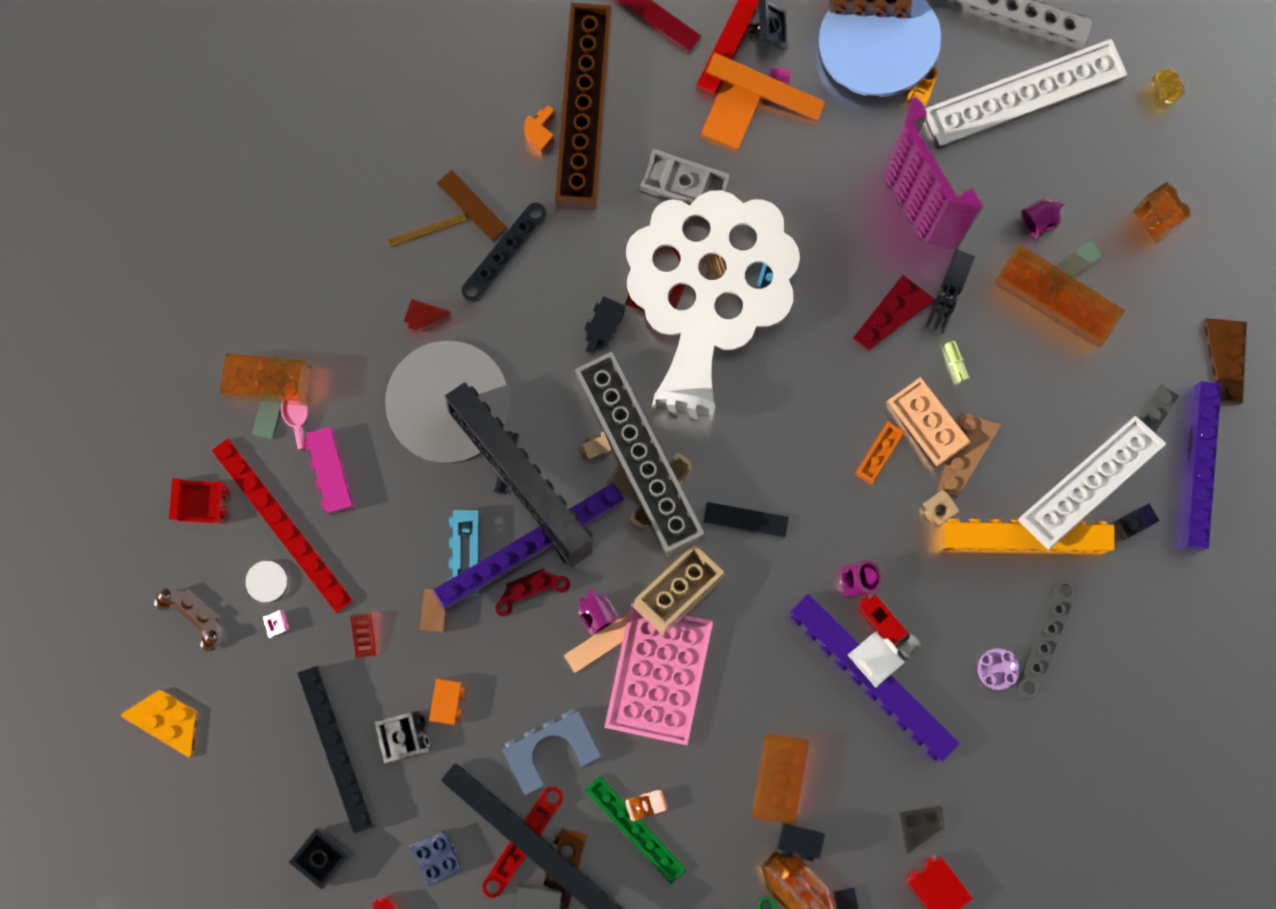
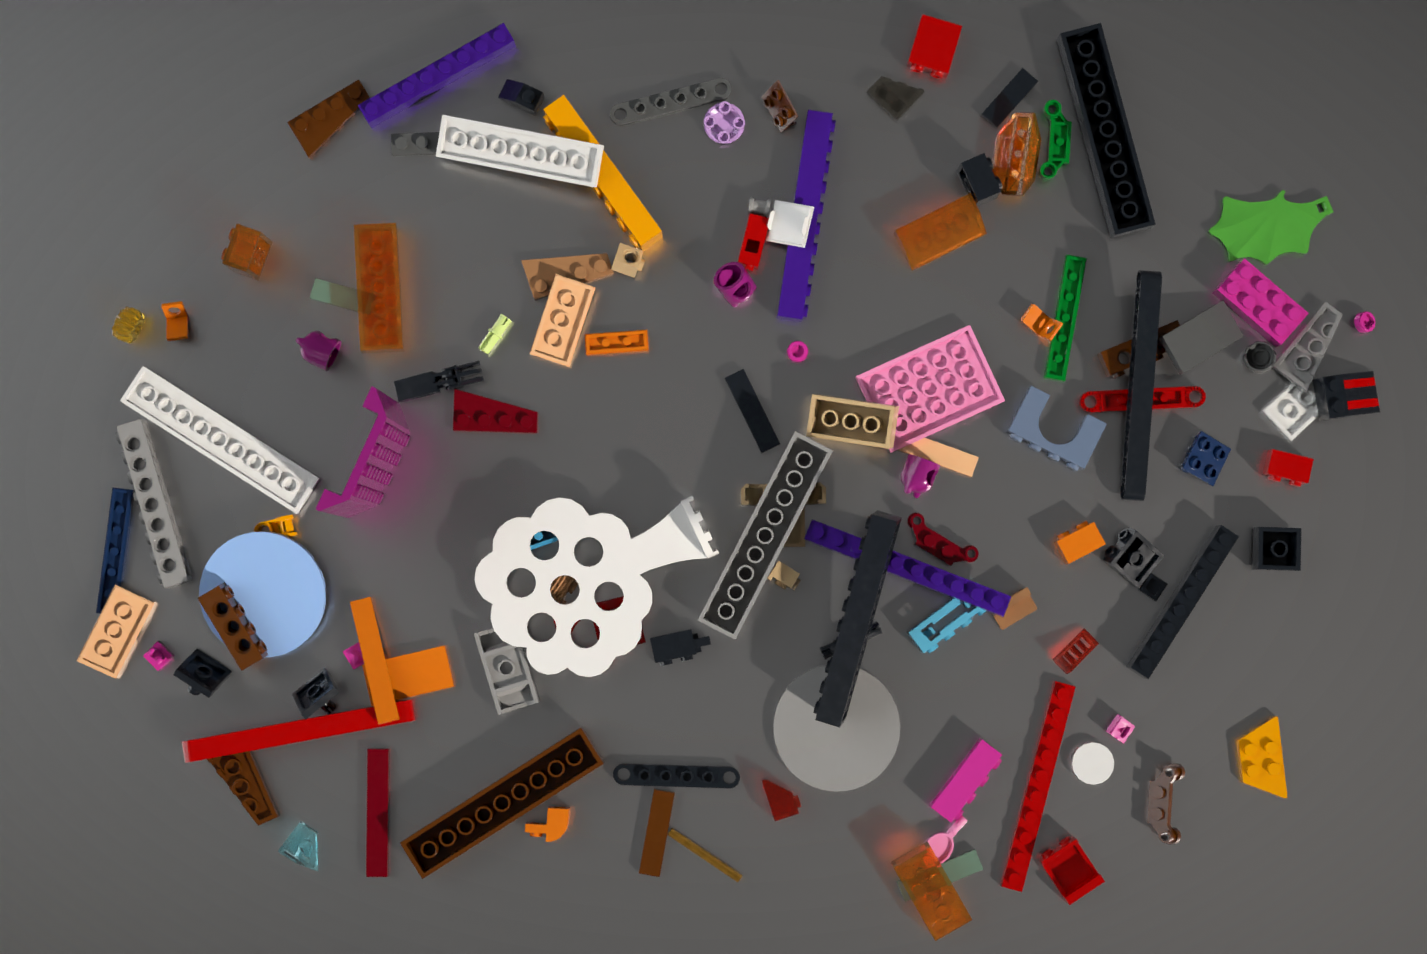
camera: 130 degrees left, 5 degrees up
(366, 735) = (1153, 587): none -> black tile
(767, 591) = (797, 351): none -> dark pink tile
(986, 723) = (780, 106): none -> reddish brown hinge
(1143, 125) = (176, 322): none -> orange bracket

